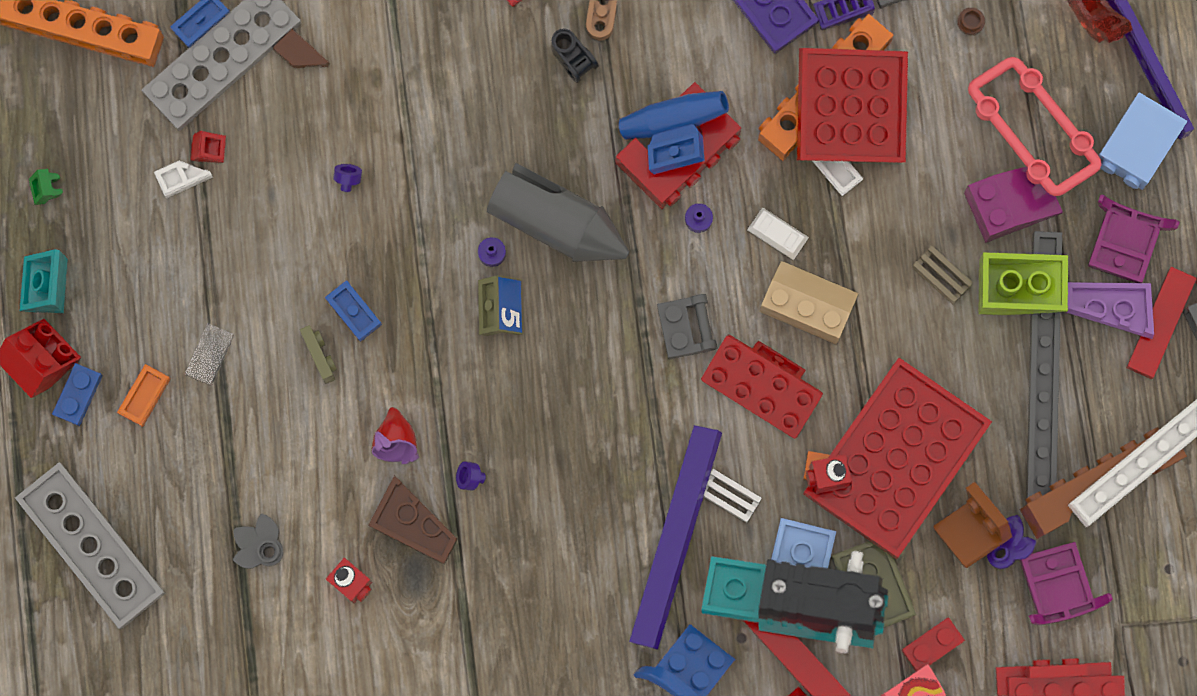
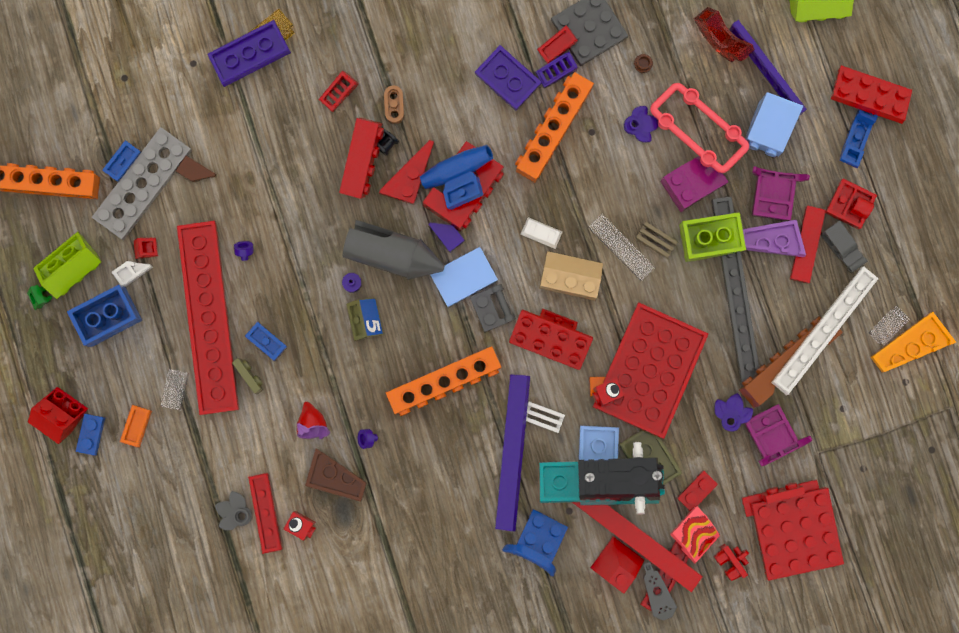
camera: 15 degrees left, 5 degrees up
(44, 282) = (52, 362): teal slope -> none
(70, 545) = (132, 534): light grey plate -> none
(93, 150) = (67, 265): none -> lime slope
(132, 230) = (104, 316): none -> blue brick
(277, 262) = (207, 318): none -> red plate
(303, 555) = (265, 513): none -> red tile
(540, 78) = (360, 158): none -> red brick
(599, 124) = (406, 182): none -> red wing
(642, 211) = (447, 235): none -> dark purple tile
(654, 274) = (464, 277): none -> light blue tile
(664, 392) = (396, 396): none -> orange brick
(696, 223) = (486, 237): dark purple tile -> none
(840, 174) = (571, 180): white tile -> none
(852, 105) = (575, 137): red plate -> none
(889, 275) = (621, 247): none -> clear plate
(955, 106) = (643, 122): none -> dark purple plate
(974, 528) = (710, 408): dark orange bracket -> none

